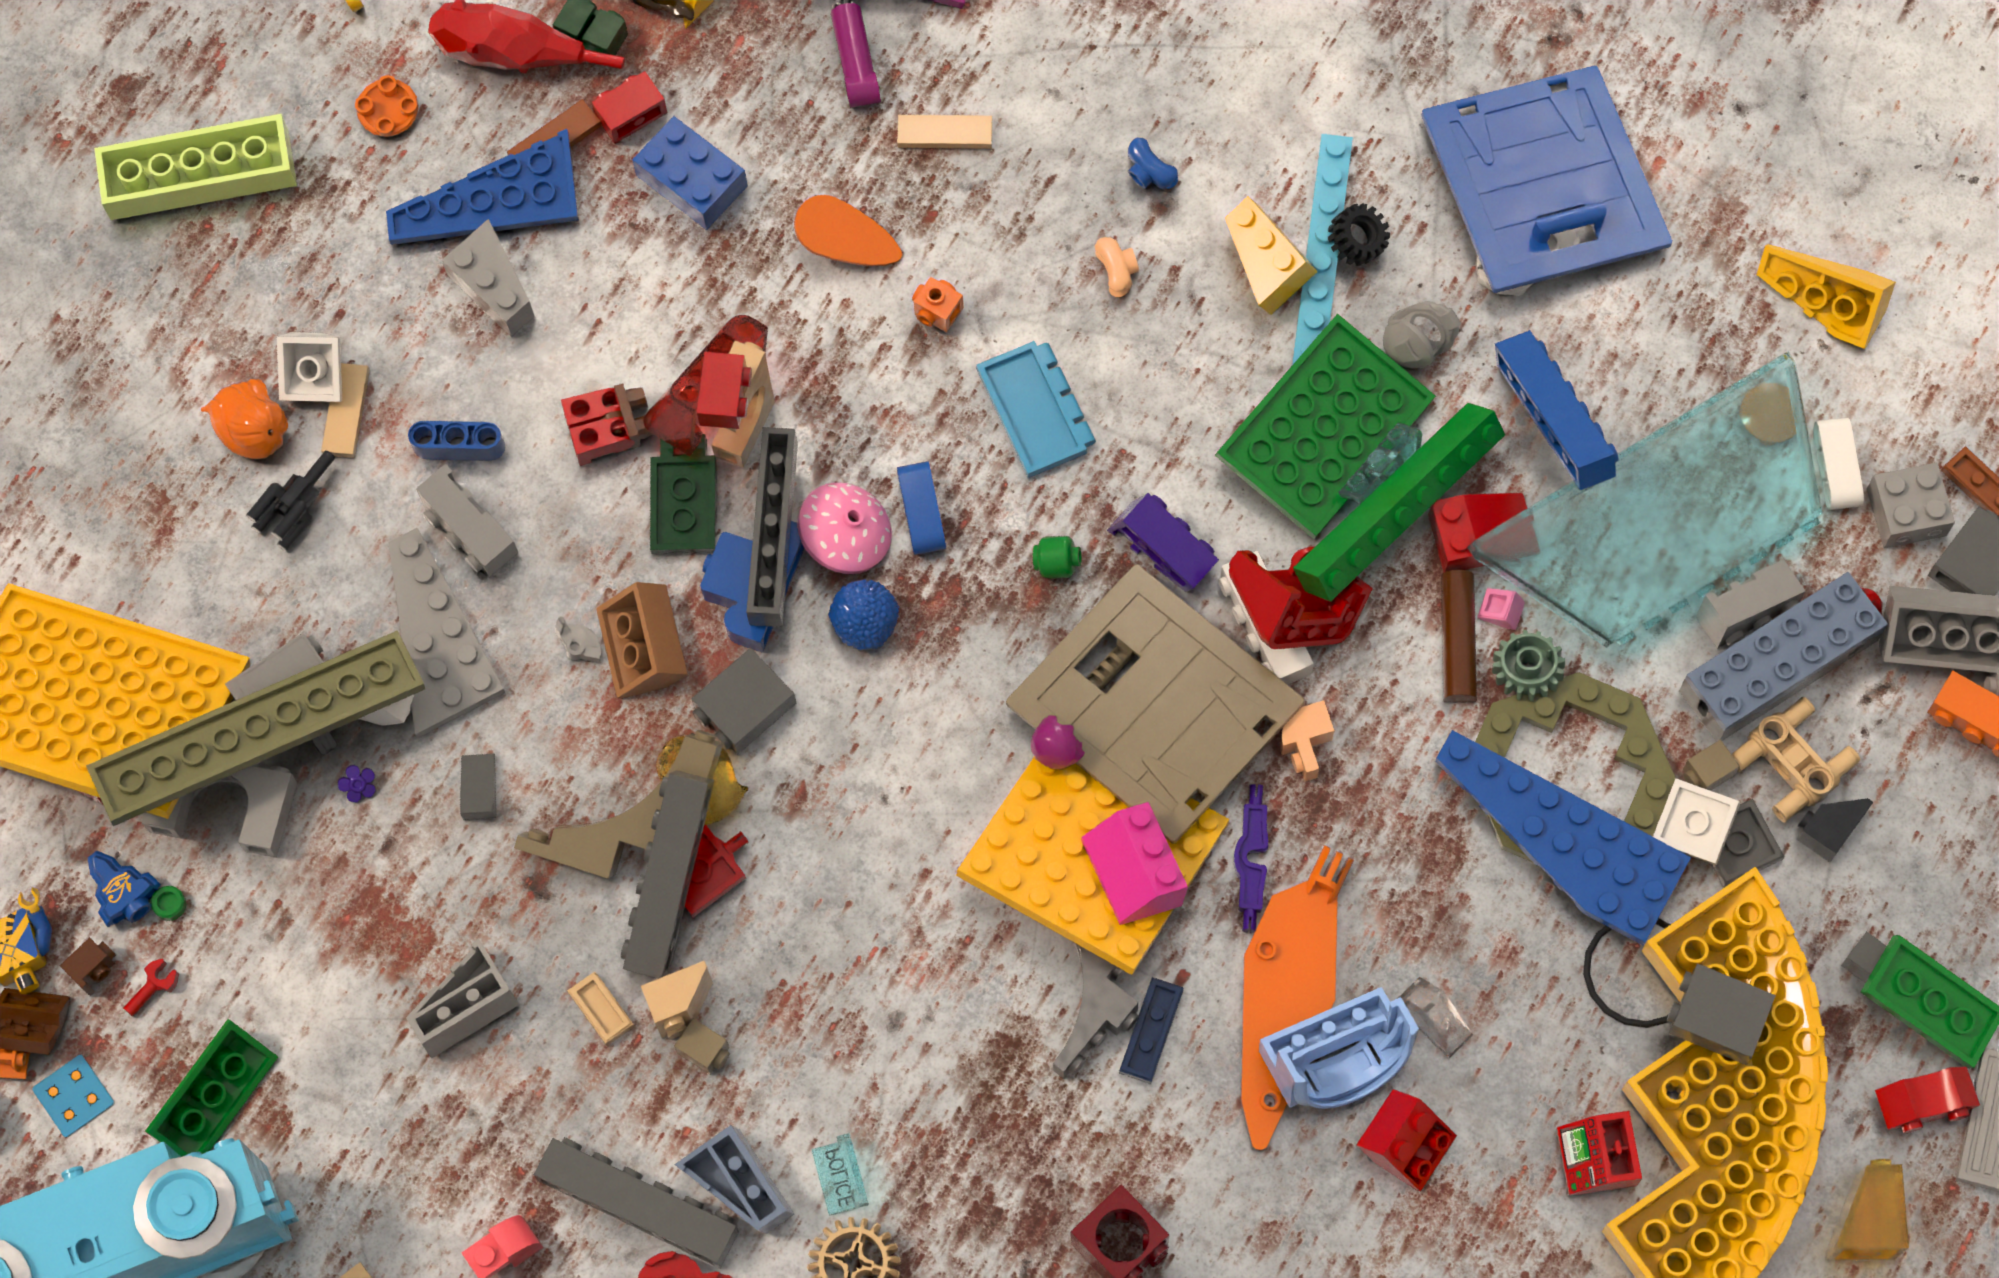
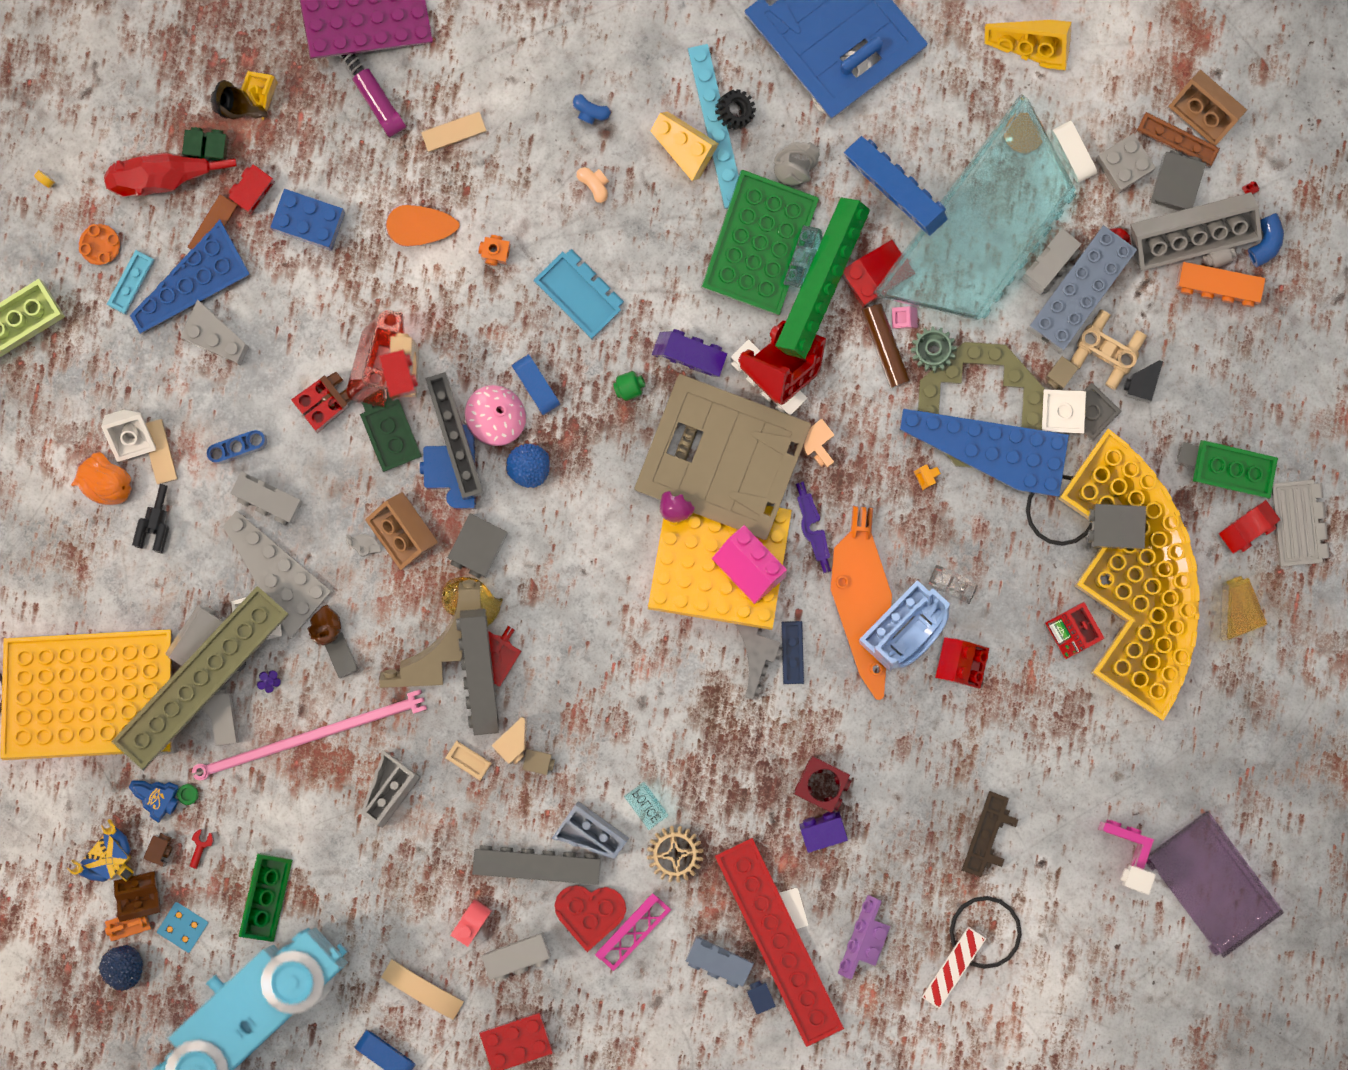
camera: 20 degrees left, 15 degrees up
(392, 886) = (312, 735): none -> bright pink hinge
(408, 172) = (130, 282): none -> medium azure tile
(472, 733) = (324, 626): none -> reddish brown hair
(1452, 843) = (926, 476): none -> light orange tile

